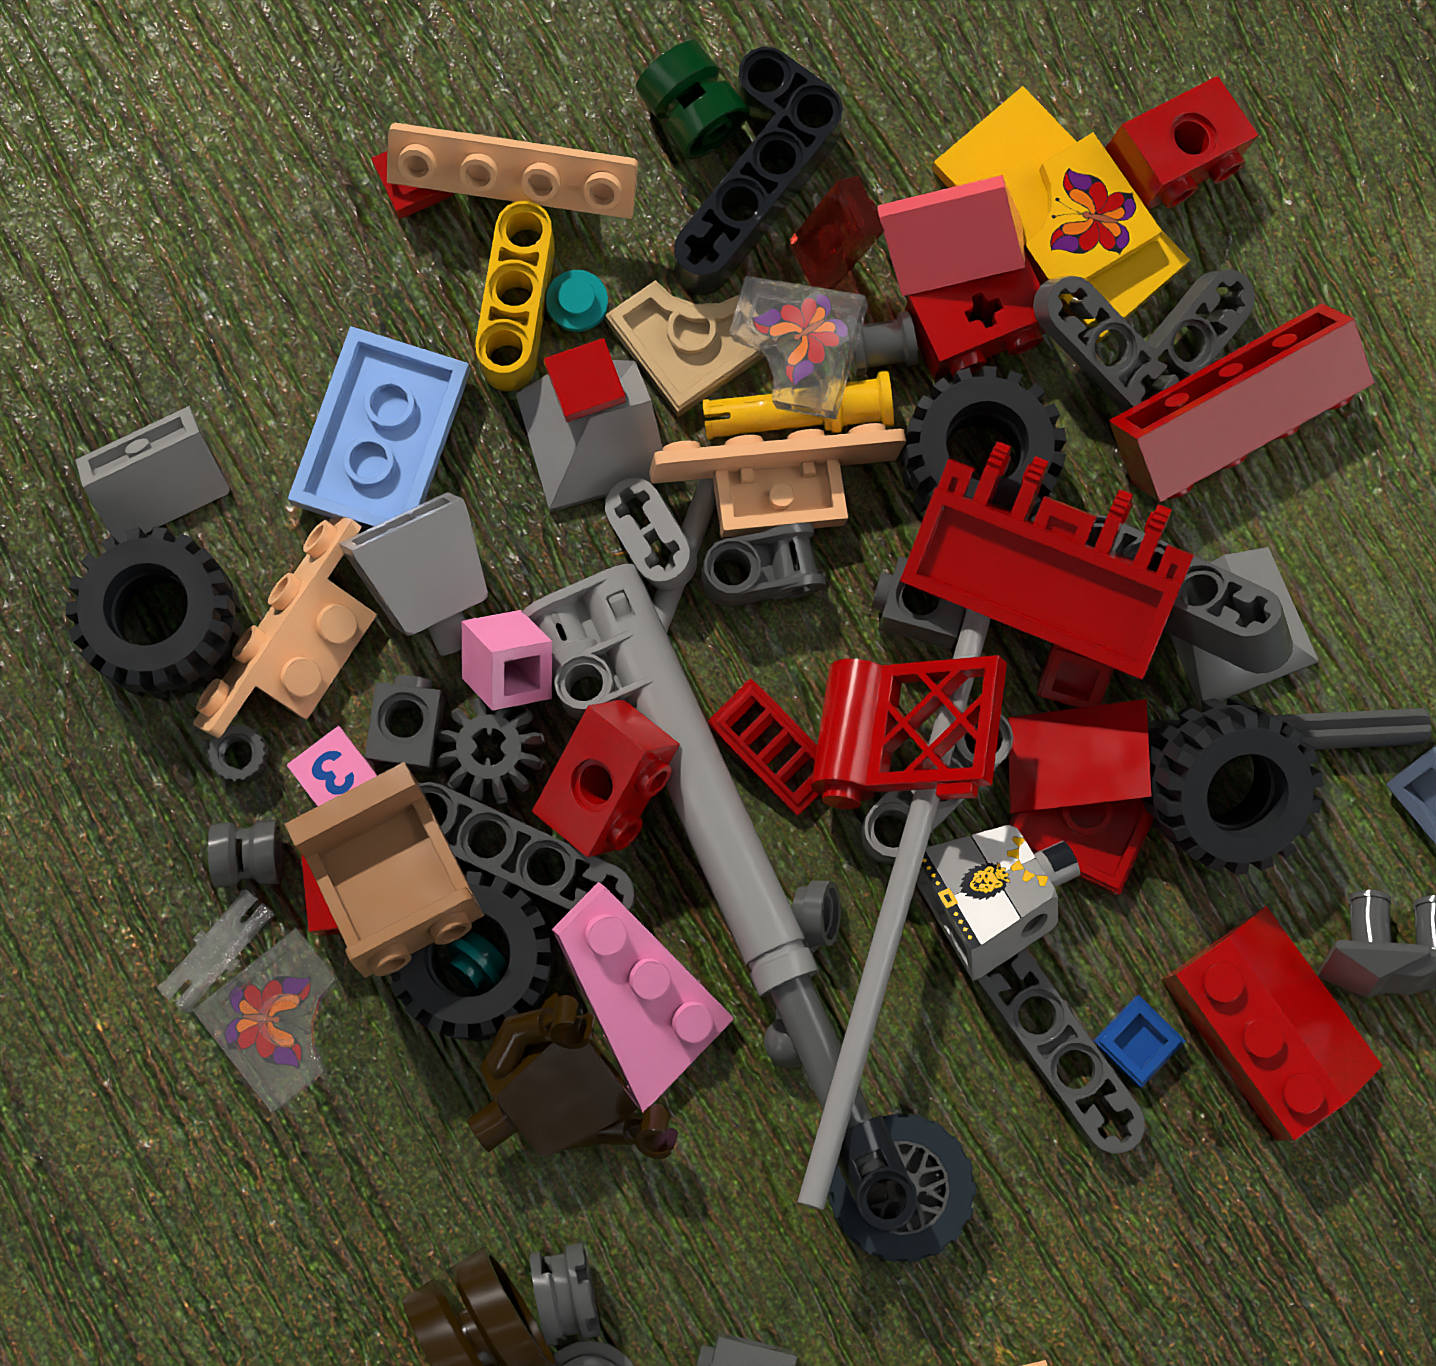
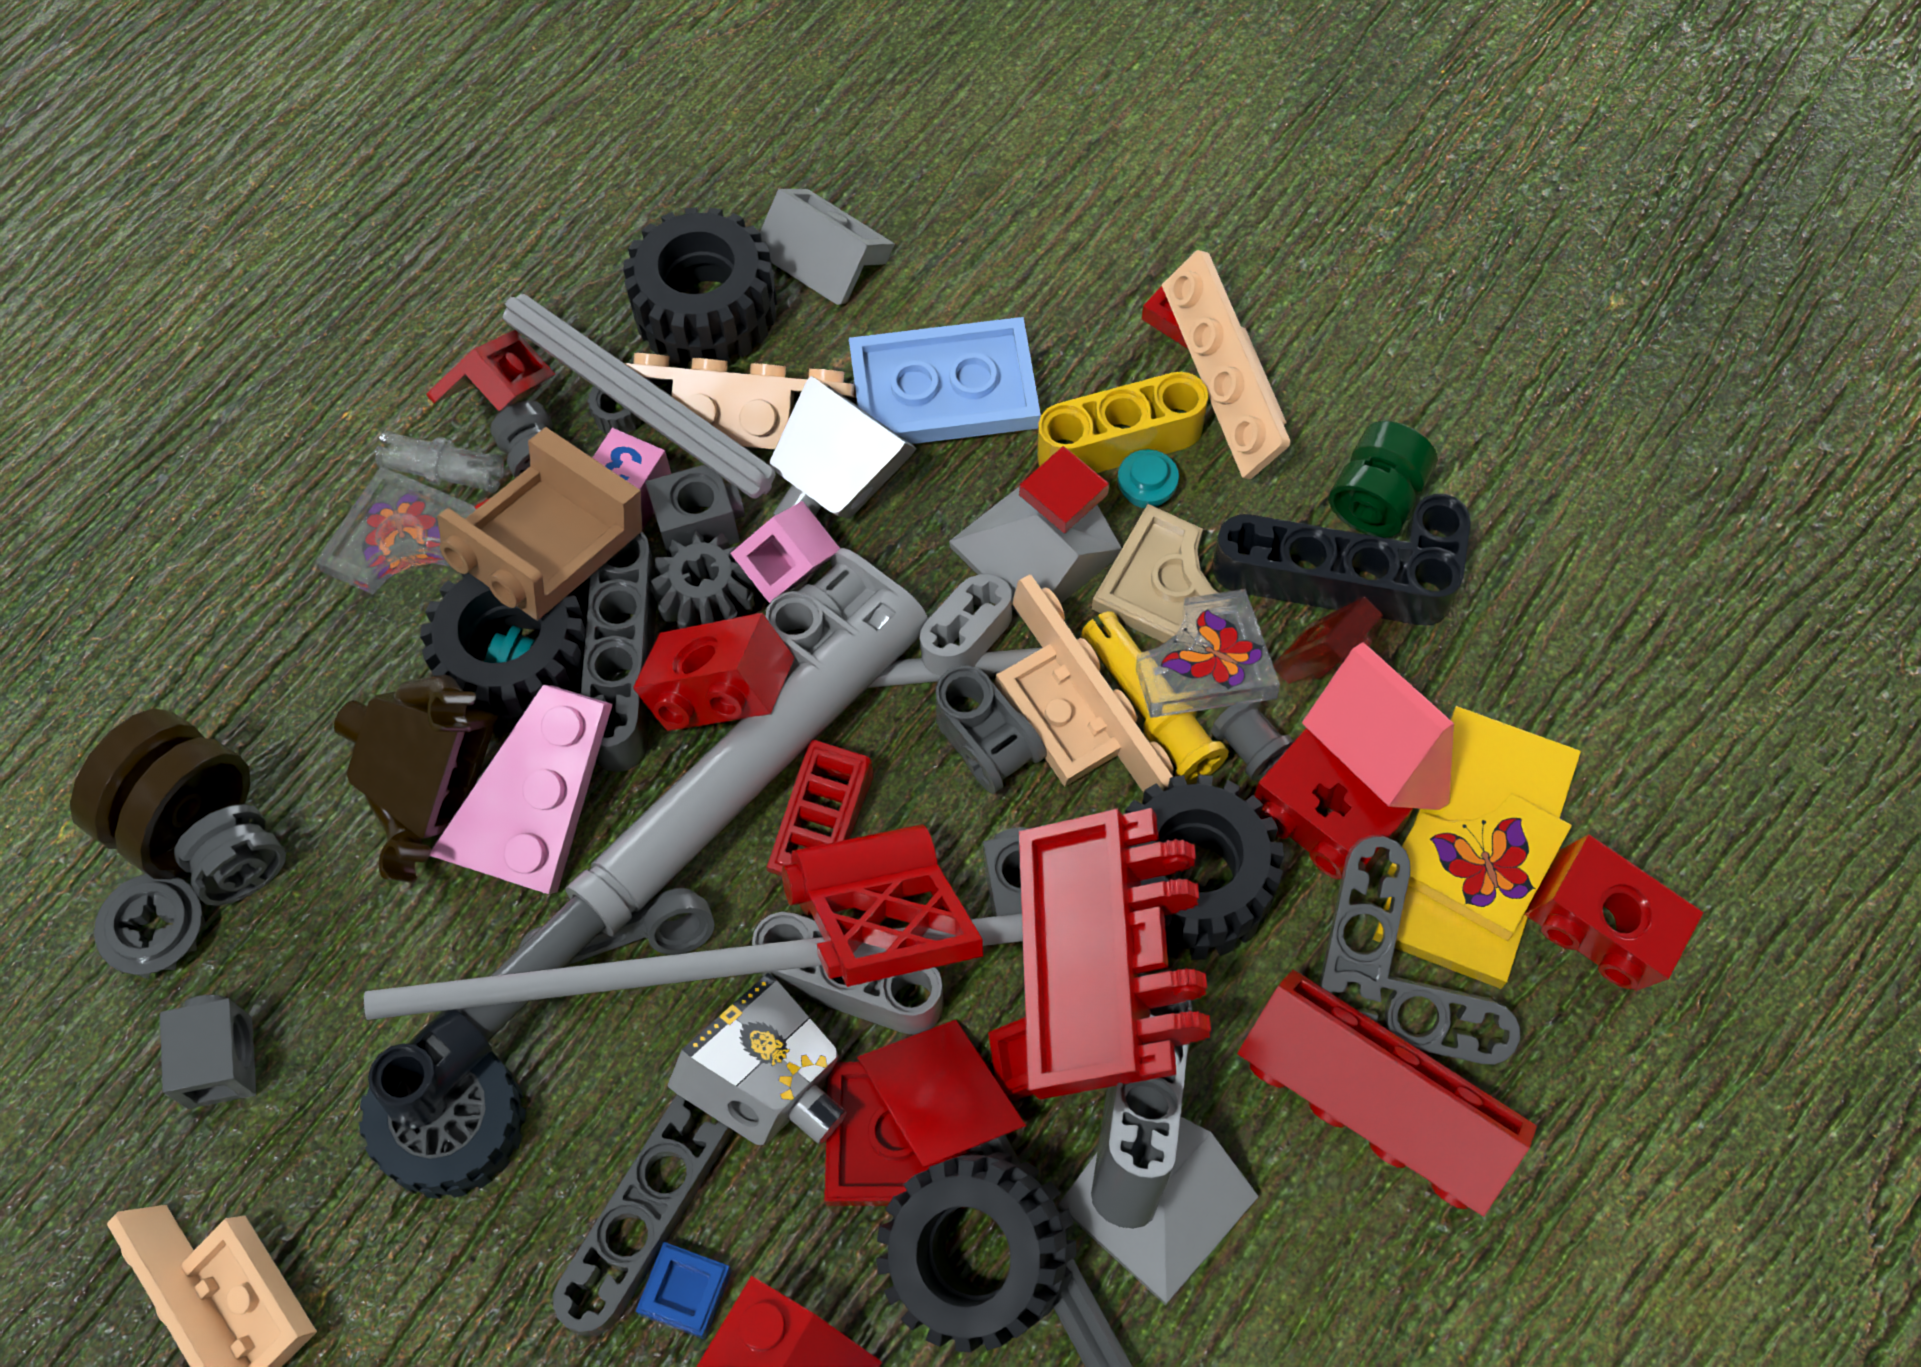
camera: 70 degrees right, 15 degrees down
(153, 849) = (501, 369): none -> red panel
(258, 727) = (640, 396): none -> light grey axle

